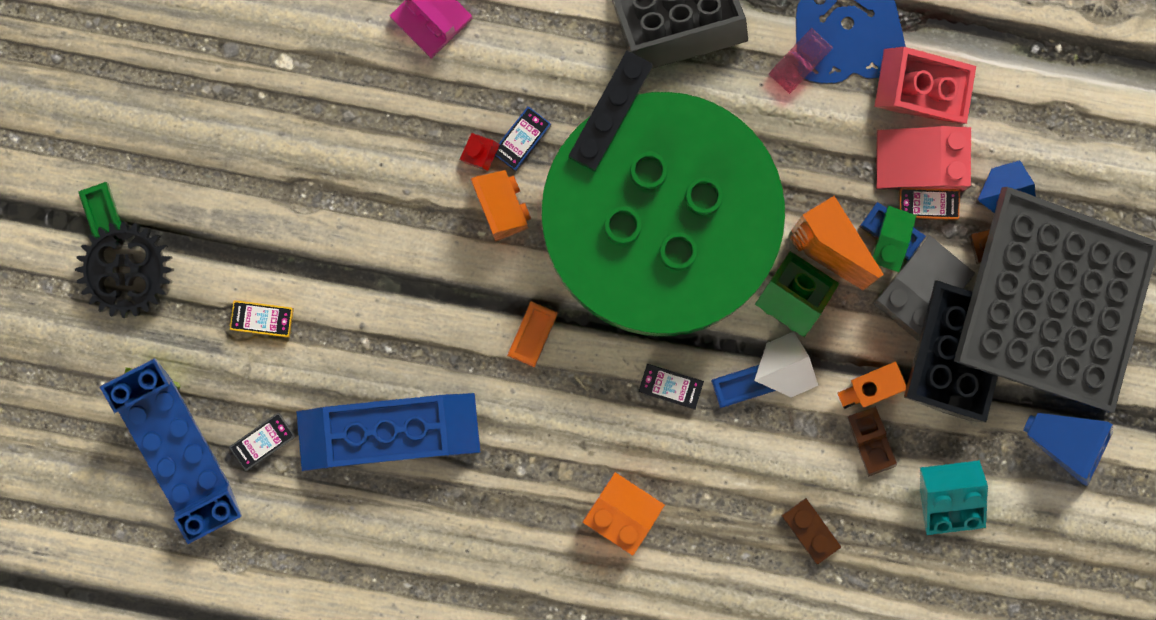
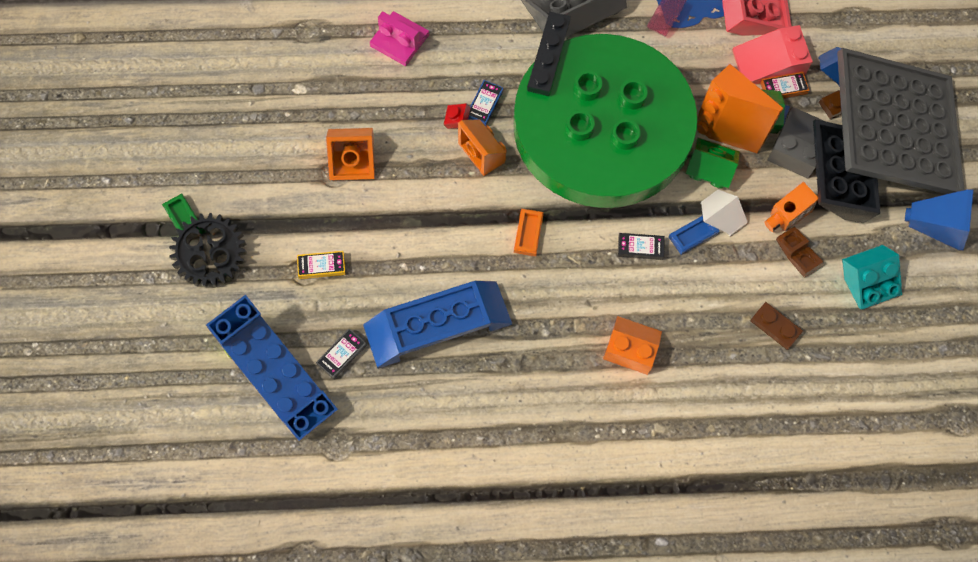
camera: 20 degrees left, 15 degrees down
(329, 175) = (350, 153): none -> orange slope

